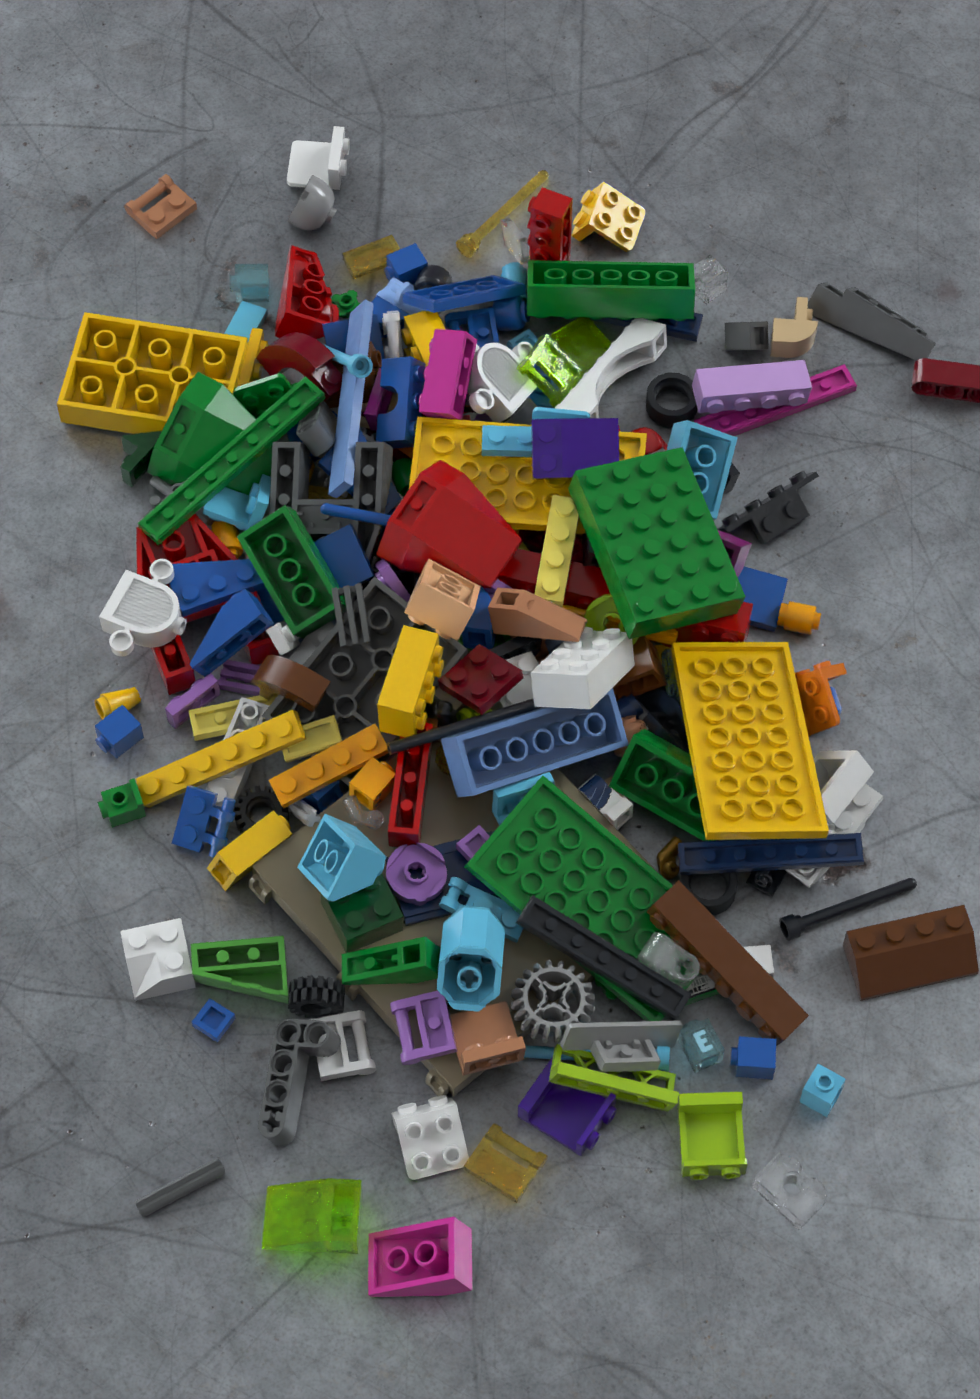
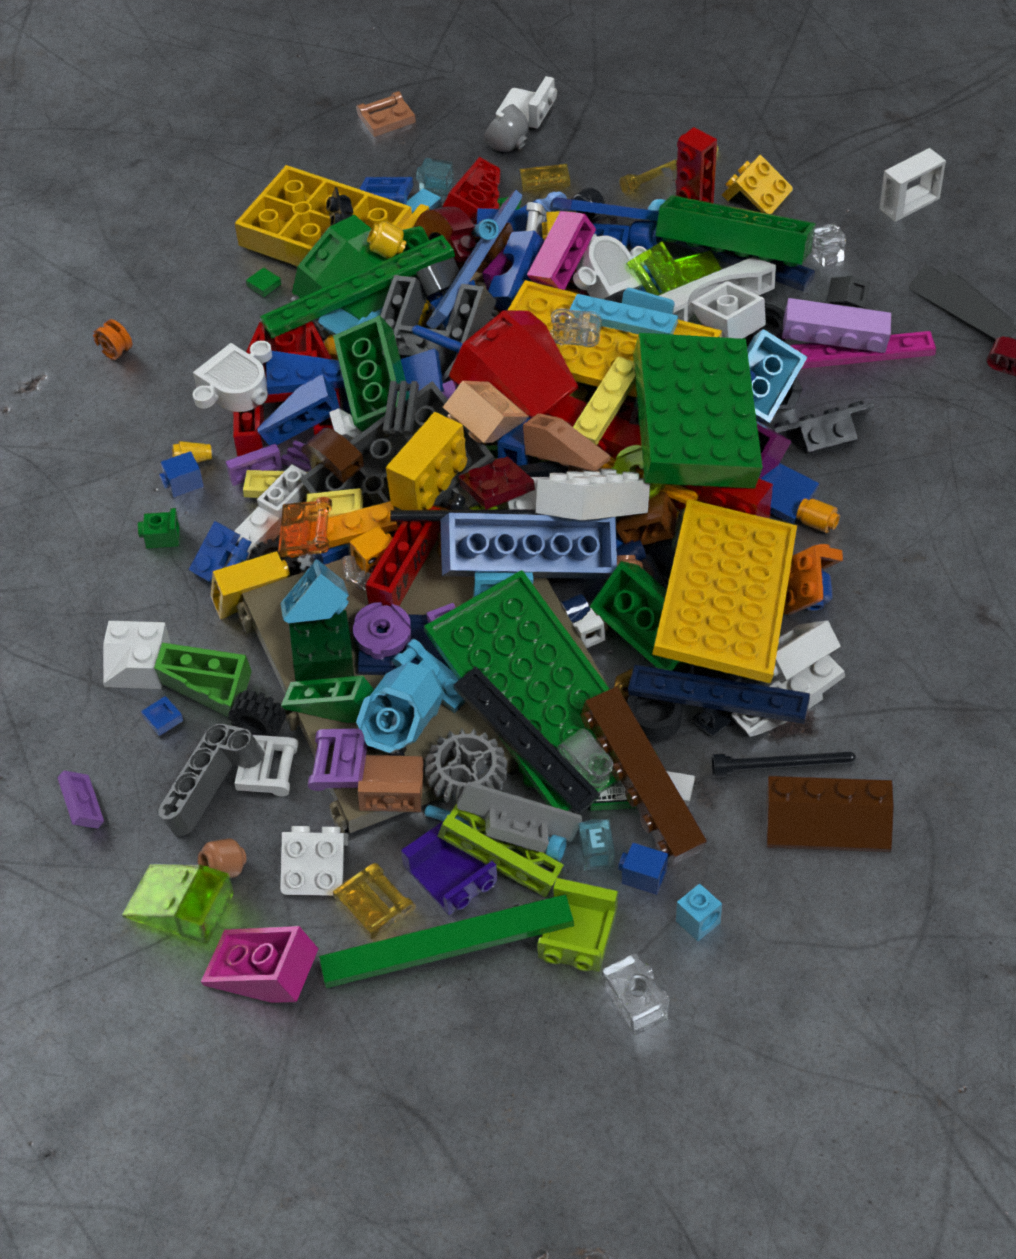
camera: 20 degrees right, 10 degrees down
(107, 464) = (263, 282): none -> green tile
(140, 449) = (282, 284): dark green slope -> none
(168, 1136) = (80, 799): none -> medium lavender plate
(169, 360) = (338, 207): none -> black hinge
(180, 1187) = (73, 846): dark grey axle -> none
(201, 308) = (389, 187): none -> blue plate
(221, 758) = (251, 506): yellow plate -> none
(247, 398) = (386, 240): none -> yellow head
(285, 778) = (296, 528): none -> clear orange plate
(341, 1161) = (223, 856): none -> nougat head
(405, 264) = (569, 183): blue brick -> none
(500, 469) = (578, 328): none -> clear piece
(572, 445) = (643, 311): dark purple slope -> none
(591, 1186) = (446, 941): none -> green tile
(640, 400) = (730, 310): none -> white slope
(775, 185) = (897, 200): none -> white window
(794, 336) = (893, 298): tan brick -> none

